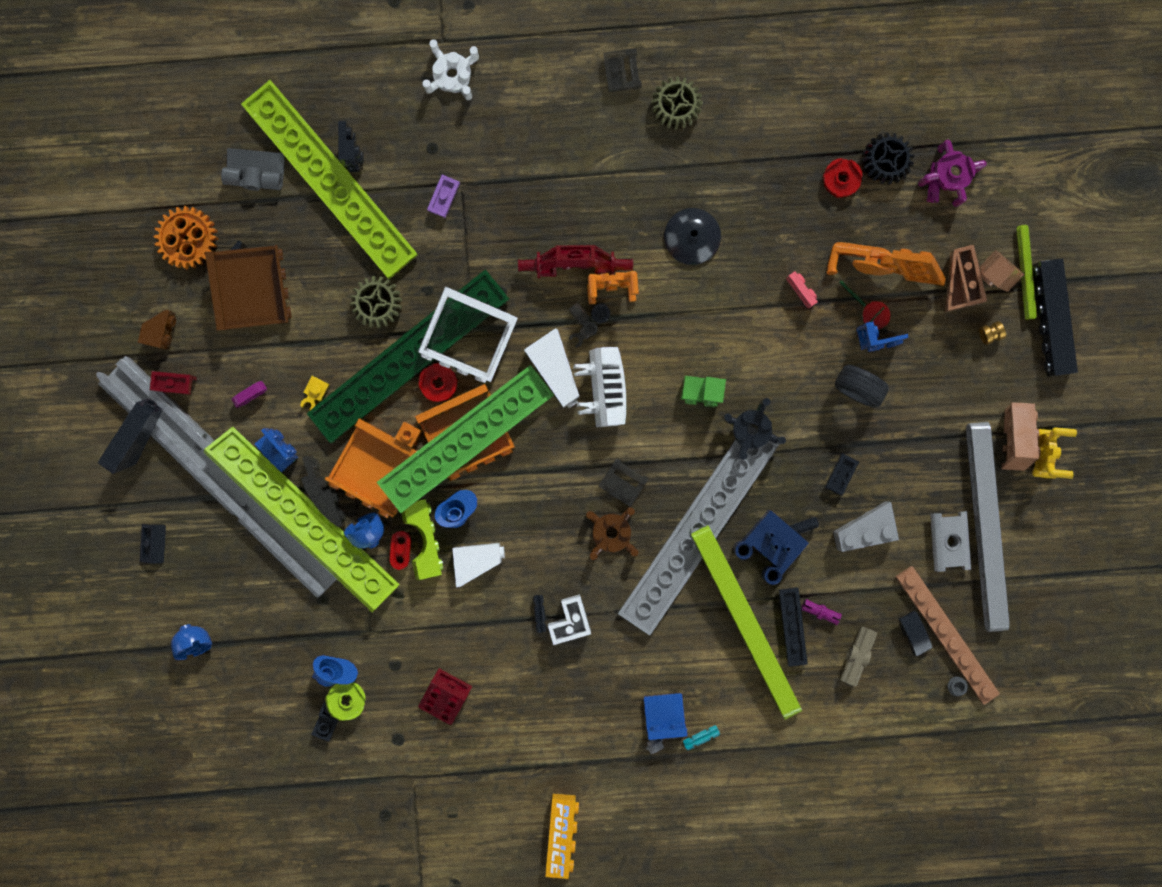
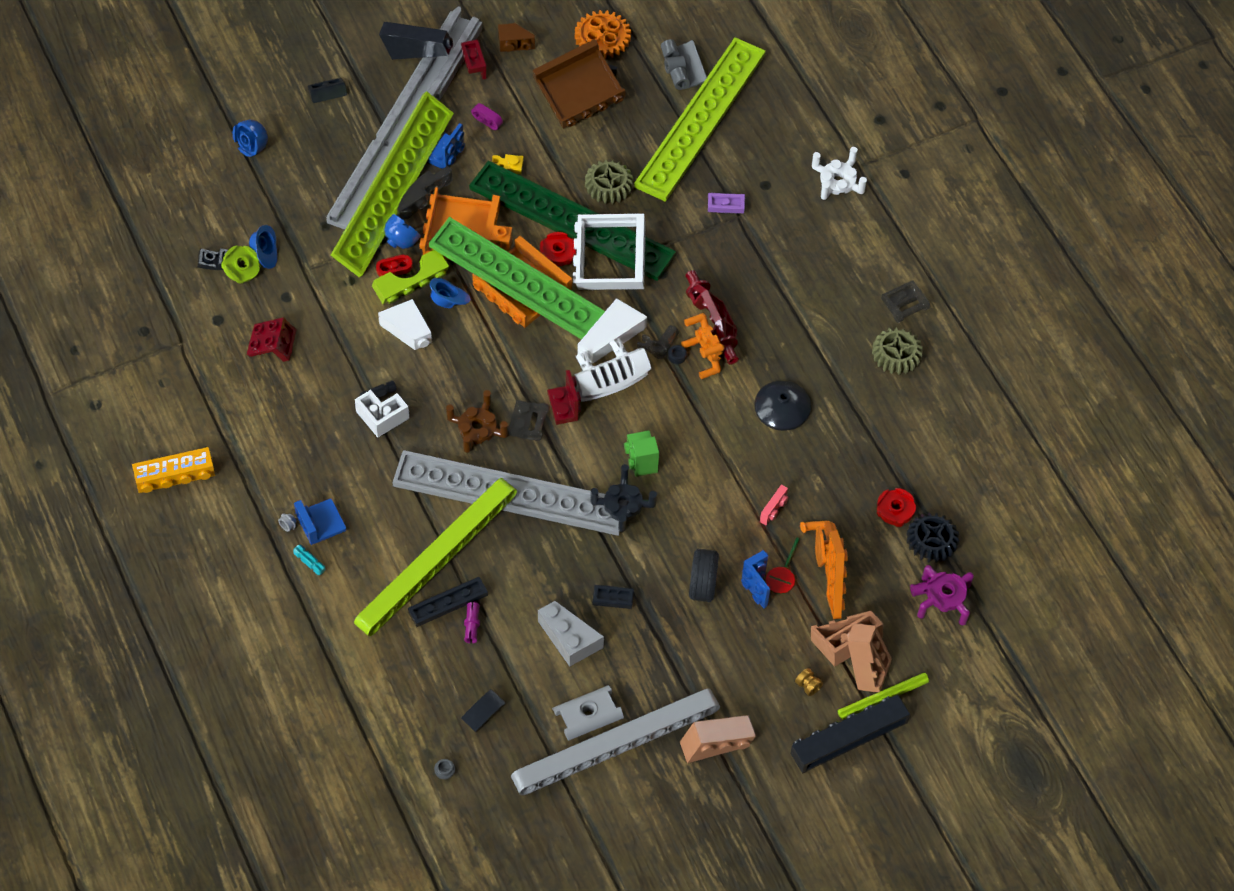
camera: 70 degrees right, 30 degrees down
(349, 152) = (733, 117): black plate -> none
(617, 442) = (565, 401): none -> dark red bracket
(776, 542) = (523, 560): dark blue piece -> none
(858, 656) = (441, 667): dark tan piece -> none
(947, 635) = (492, 745): nougat plate -> none
(1050, 452) = (711, 760): yellow plate -> none

